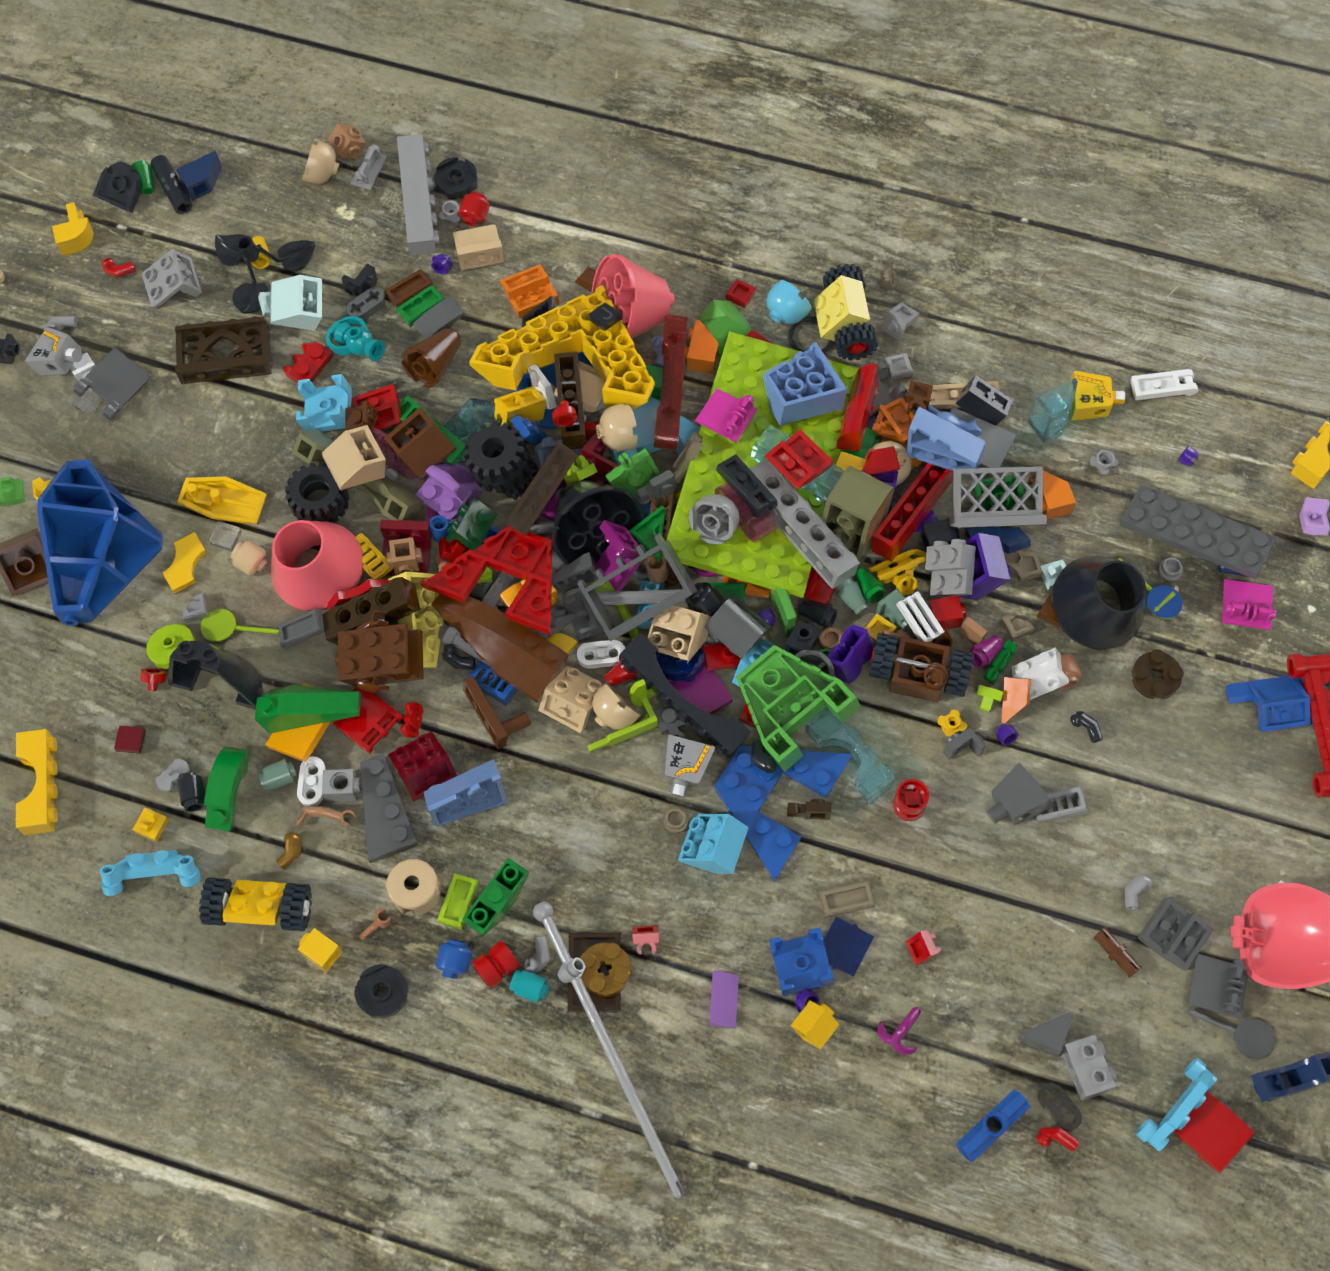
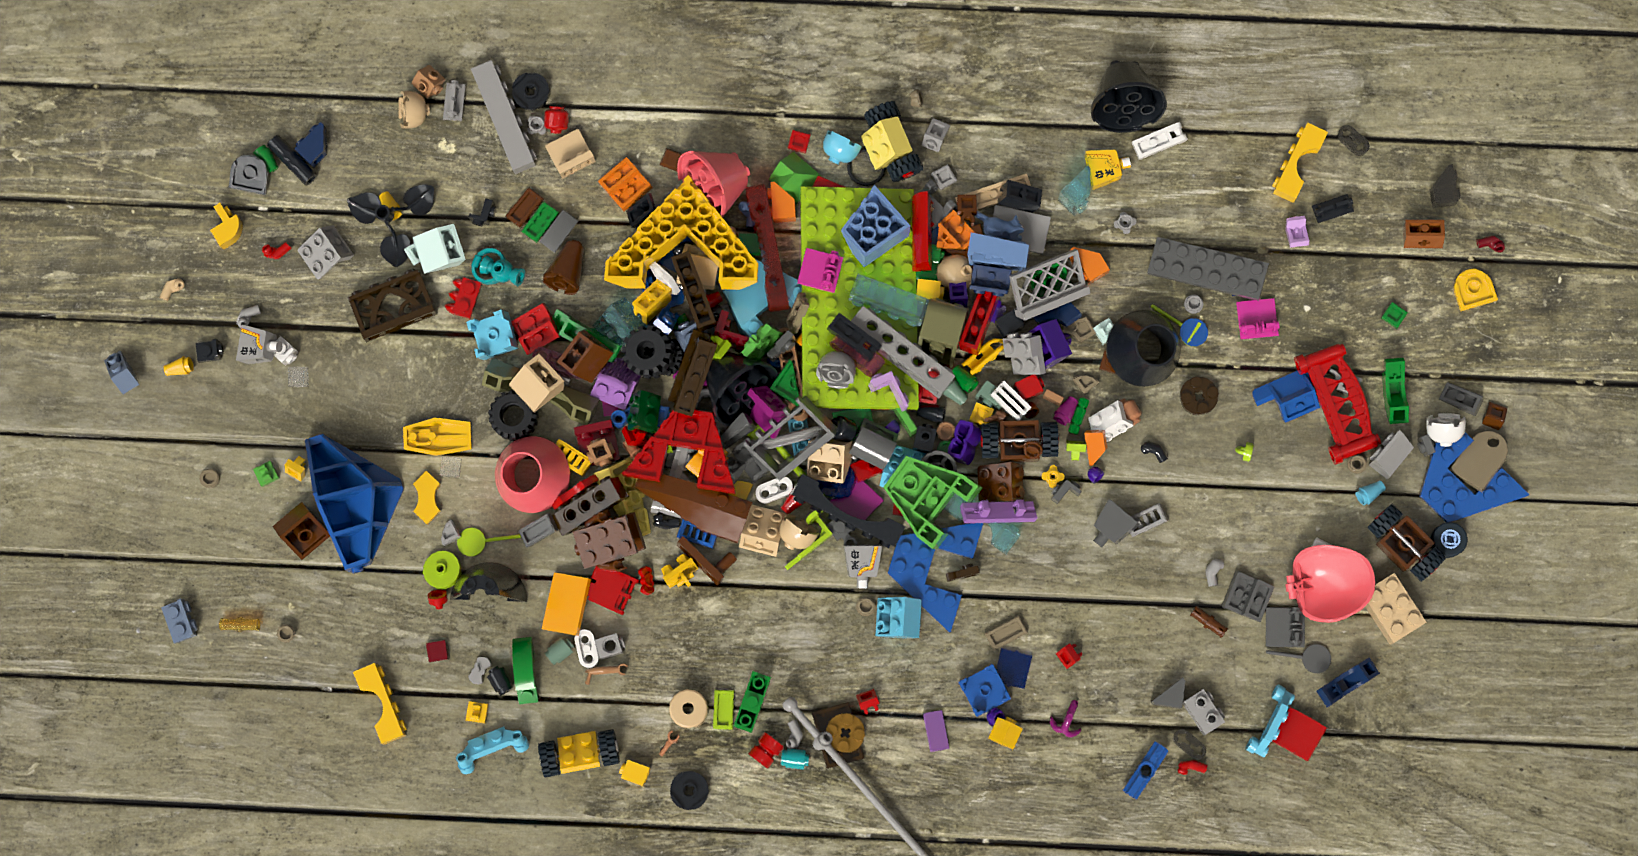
camera: 10 degrees left, 15 degrees up
(114, 380) = (314, 357): dark grey flag -> none
(249, 557) = (477, 482): tan head -> none
(292, 850) = (589, 702): pearl gold arm -> none
(304, 706) = (560, 593): green wedge -> none
(361, 416) = (526, 340): reddish brown bracket -> none
(365, 304) = (490, 229): dark grey beam -> none
(385, 816) = (648, 657): dark grey wing -> none
(422, 764) = (665, 613): dark red bracket -> none
(441, 263) = (544, 178): dark purple plate -> none
(453, 958) = (734, 753): blue head -> none
(456, 721) = (680, 574): none -> yellow hips
(466, 794) = (705, 629): medium blue wedge -> none
(564, 415) = (695, 311): red tile -> none
(604, 316) = (700, 209): black tile -> none
(617, 428) = (738, 307): tan cylinder -> none
(761, 759) = (917, 545): black arm -> none
(774, 547) = (879, 381): none -> lavender bracket
(799, 459) = (888, 301): red slope -> none
(873, 744) = (998, 512): none -> medium lavender hinge
(881, 461) = (950, 281): red tile -> none
(885, 714) = (1001, 482): none -> reddish brown bracket
(910, 585) = (992, 370): yellow plate -> none
(910, 800) = (1035, 547): red wheel -> none
(929, 471) = (990, 279): none -> dark blue bracket
(1137, 328) = (1127, 99): none -> black cone
(1187, 455) = (1189, 201): dark purple hinge -> none
(1207, 753) = (1246, 451): none -> lime tile

